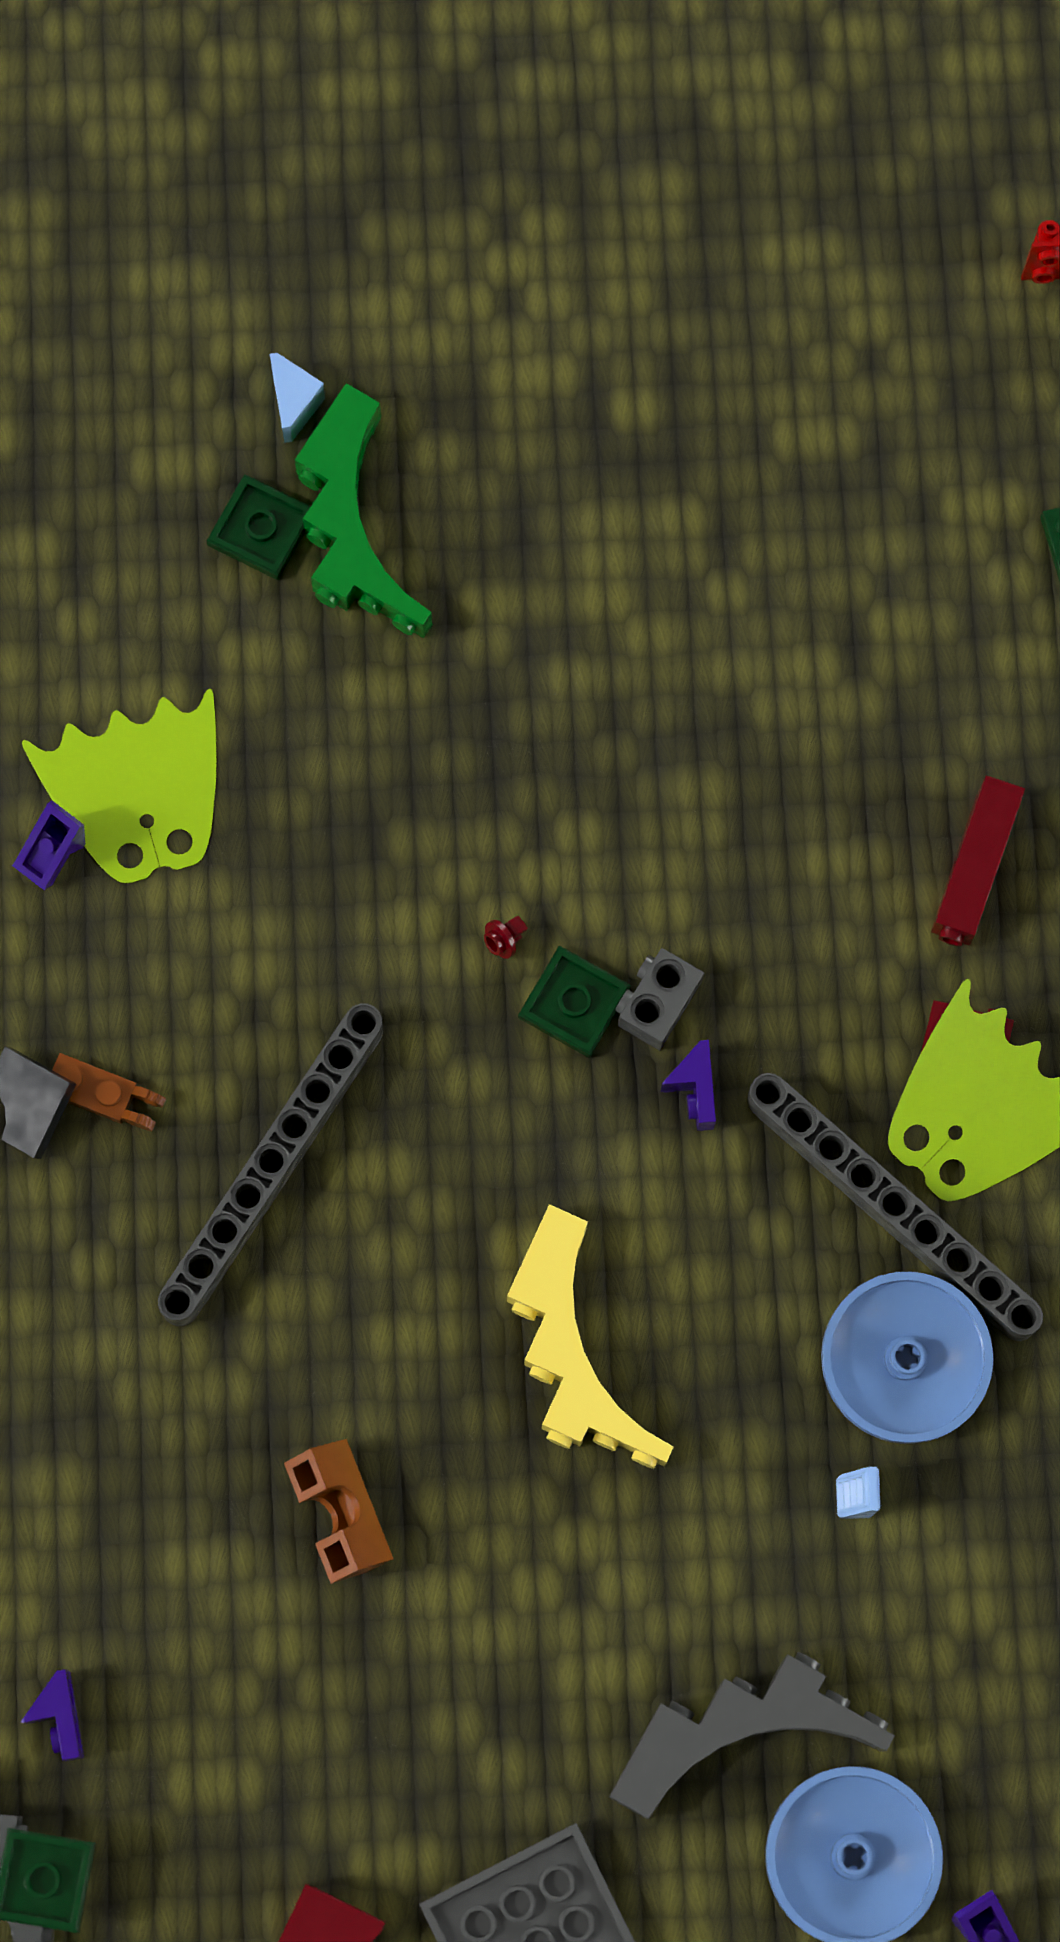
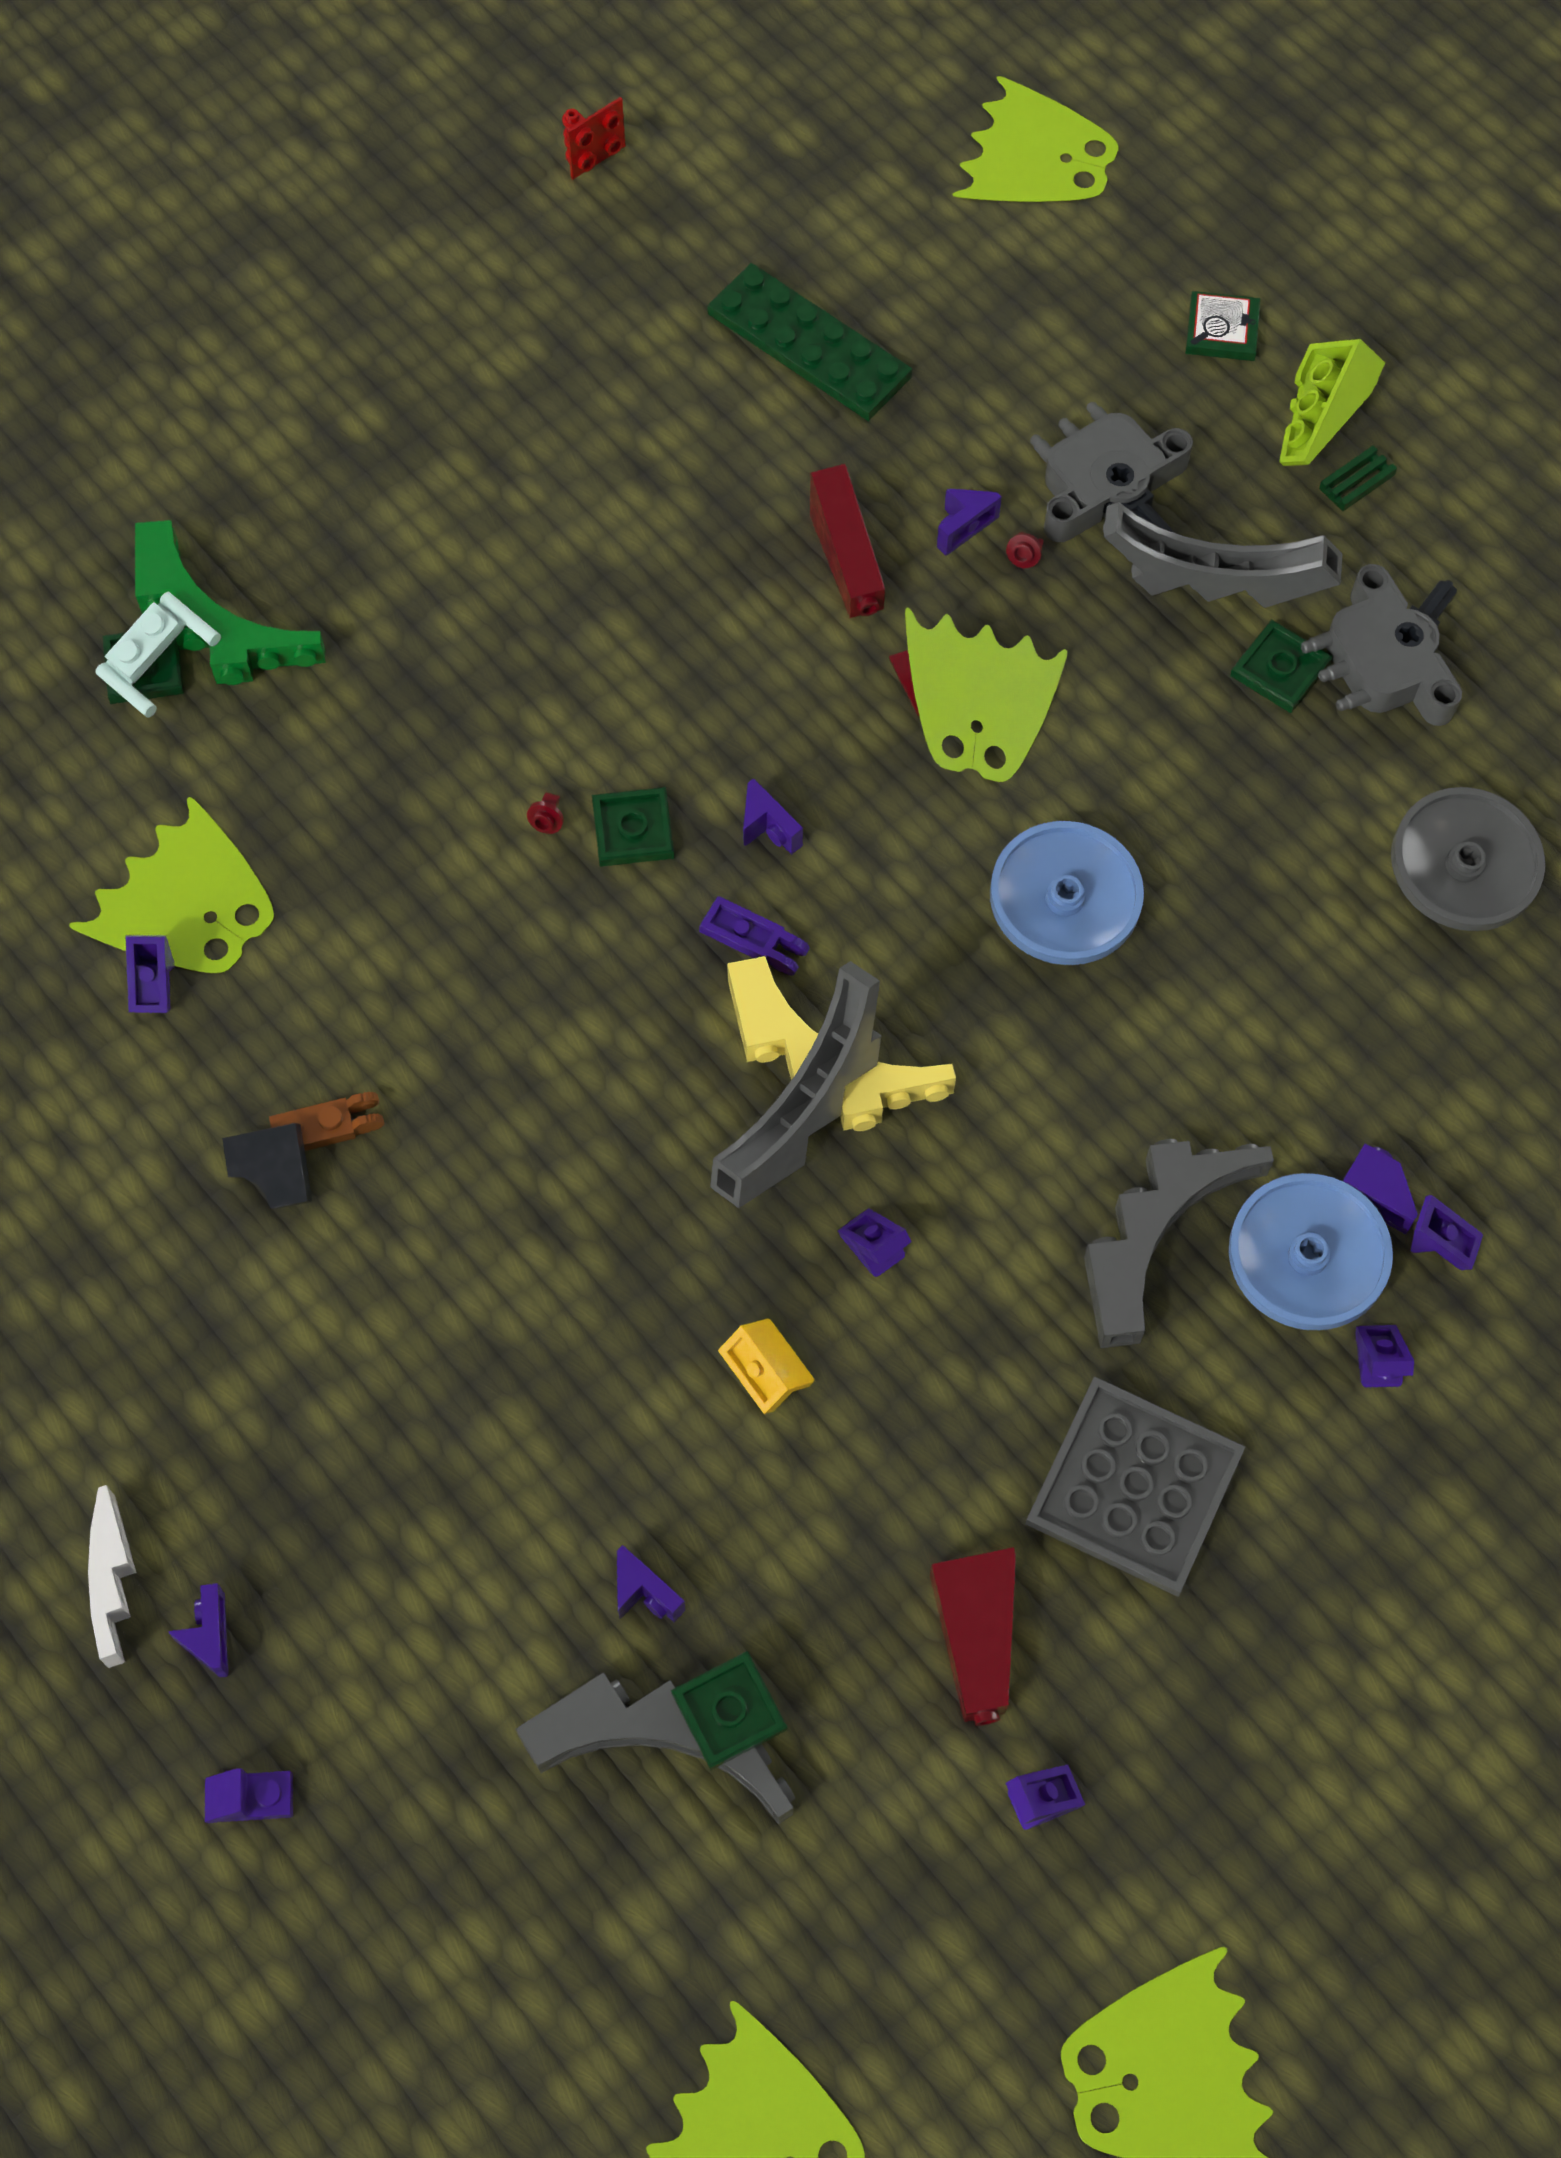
camera: 35 degrees left, 10 degrees down
(270, 515) = (145, 643): none -> light aqua plate
(270, 1184) = (498, 1098): dark grey beam -> none
(296, 394) = (99, 558): light blue slope -> none
(306, 1599) = (765, 1364): none -> yellow panel
(333, 1479) = (717, 1266): dark orange arch -> none
(485, 1553) = (875, 1241): none -> dark purple slope
(526, 1390) = (811, 1100): none -> dark grey arch
(597, 1185) = (752, 934): none -> dark purple hinge
(667, 1002) = (693, 780): dark grey brick -> none
(858, 1493) = (1109, 1003): light blue slope -> none
(885, 1186) = (955, 796): dark grey beam -> none
(968, 1842) = (1385, 1185): none -> dark purple slope

